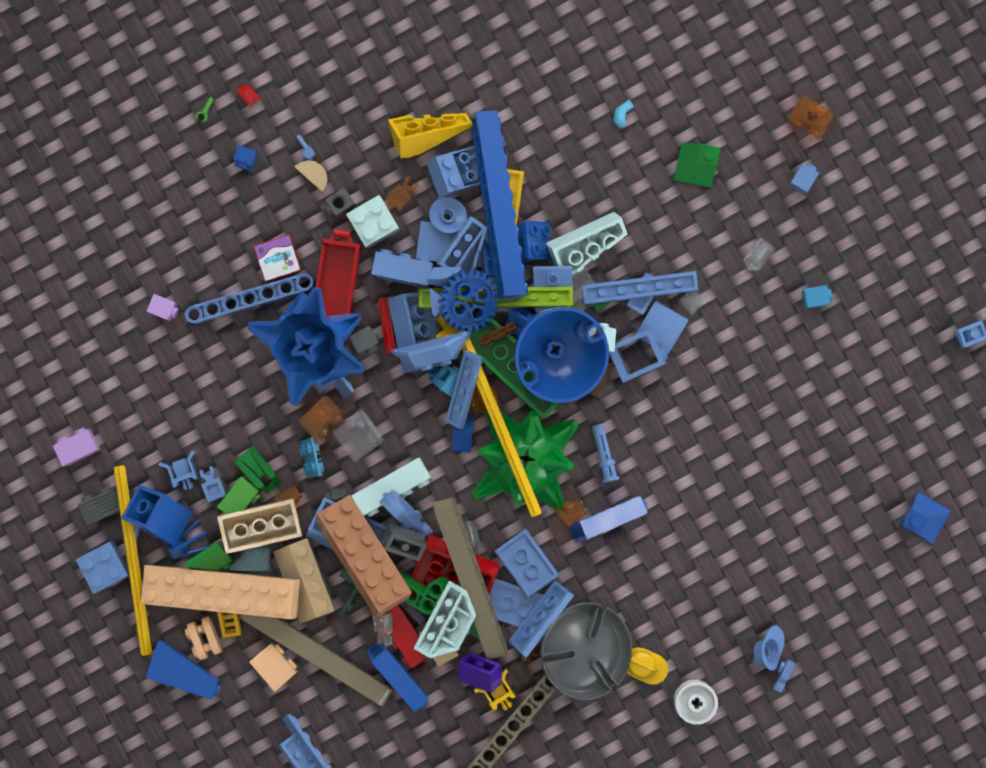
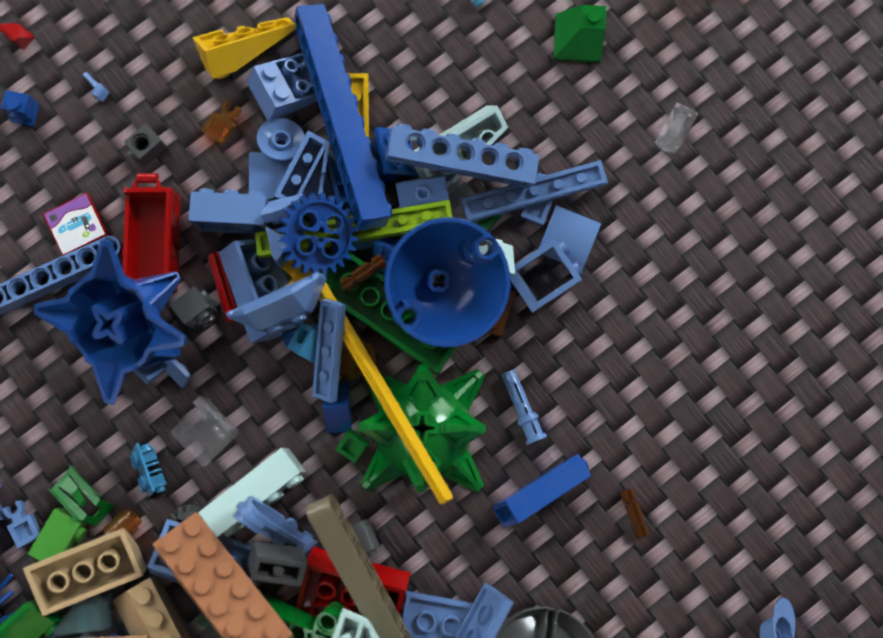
camera: 10 degrees left, 5 degrees down
(314, 173) = (109, 114): tan tile -> none
(321, 417) = (150, 415): clear orange brick -> none
(373, 222) = (188, 161): light aqua brick -> none
(470, 463) = (352, 446): none -> green tile
(526, 563) = (444, 565): medium blue tile -> none
(539, 245) = (524, 159): none -> medium blue brick
(571, 512) = (492, 489): clear orange brick -> none
(676, 546) = (634, 513): none -> reddish brown axle
(692, 301) = (601, 200): clear plate -> none
(804, 178) = (713, 31): medium blue brick -> none
(816, 296) = (755, 171): dark azure brick -> none

